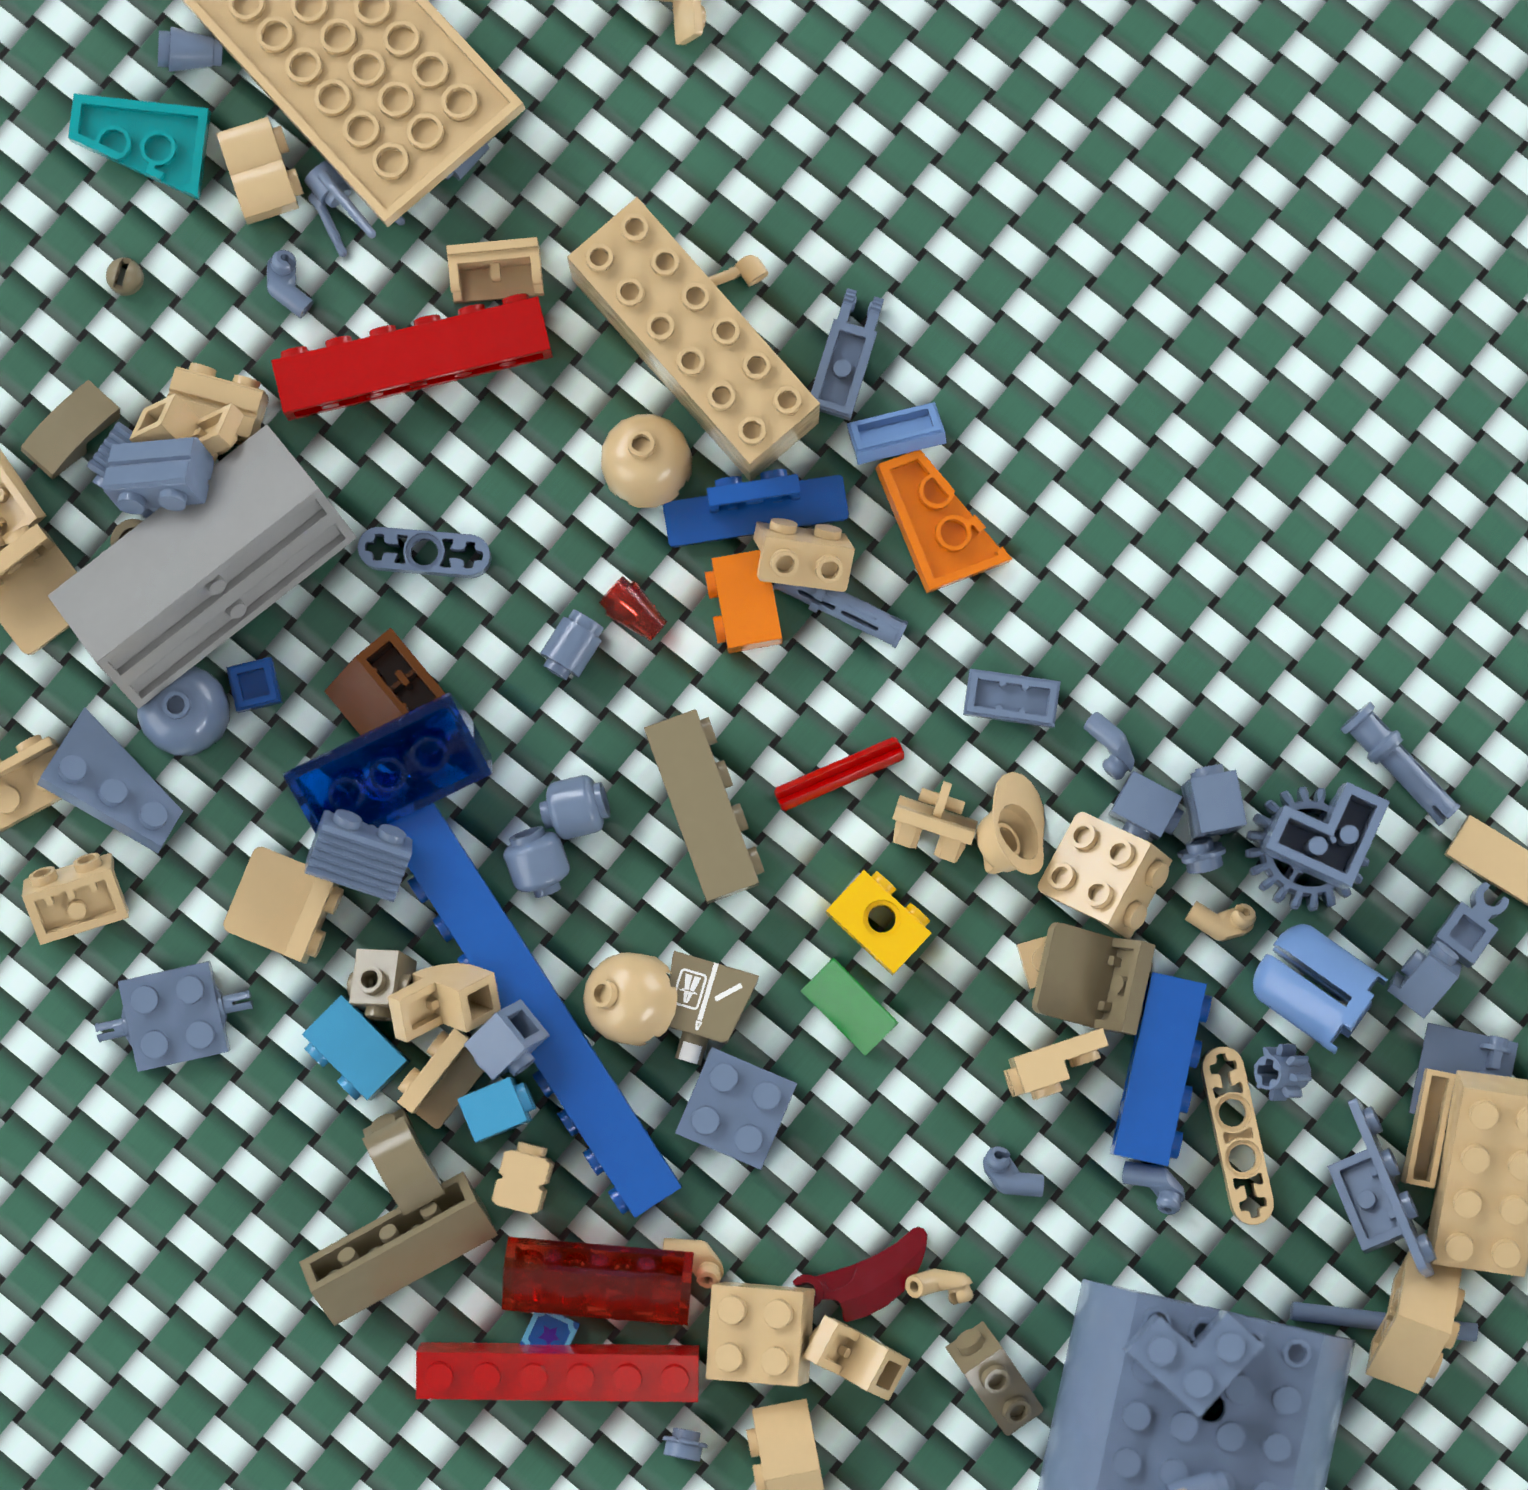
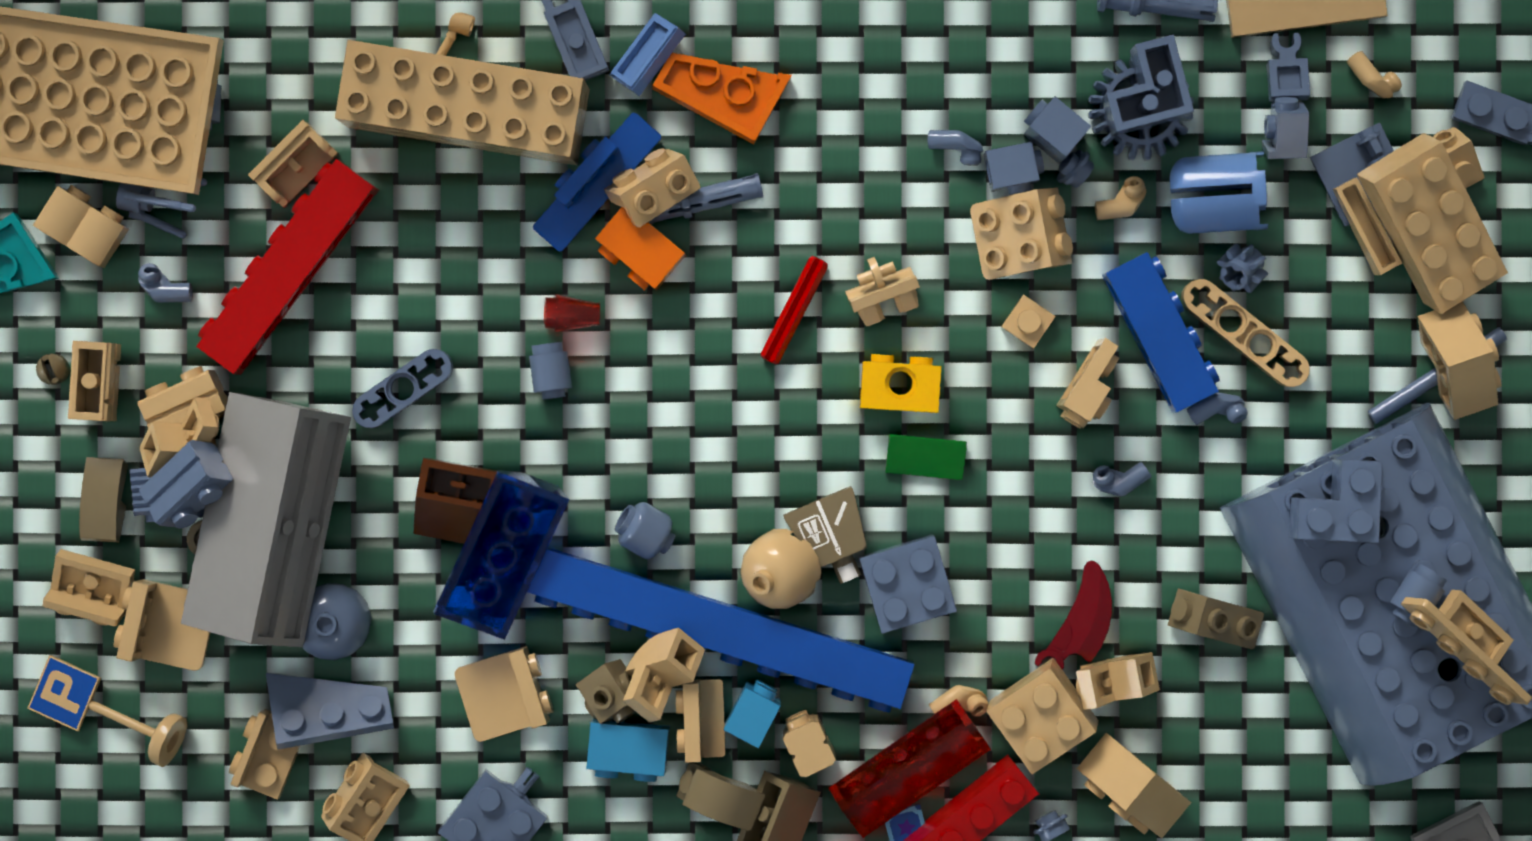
camera: 40 degrees left, 5 degrees up
(153, 316) = (94, 381): none -> tan brick
(254, 685) = (364, 566): blue tile -> none
(359, 854) = (527, 623): sand blue brick -> none
(507, 1041) = (724, 664): sand blue brick -> none
(575, 807) = (640, 474): sand blue head -> none
(646, 460) = (497, 208): tan cylinder -> none
(702, 805) = (723, 406): dark tan brick -> none
(939, 1280) = (1126, 587): tan arm -> none
(1011, 698) = (866, 167): sand blue plate -> none
(1014, 829) = (938, 253): tan piece -> none
(1093, 979) = (1070, 308): dark tan bracket -> none
(1373, 1198) = (1367, 301): sand blue bracket -> none

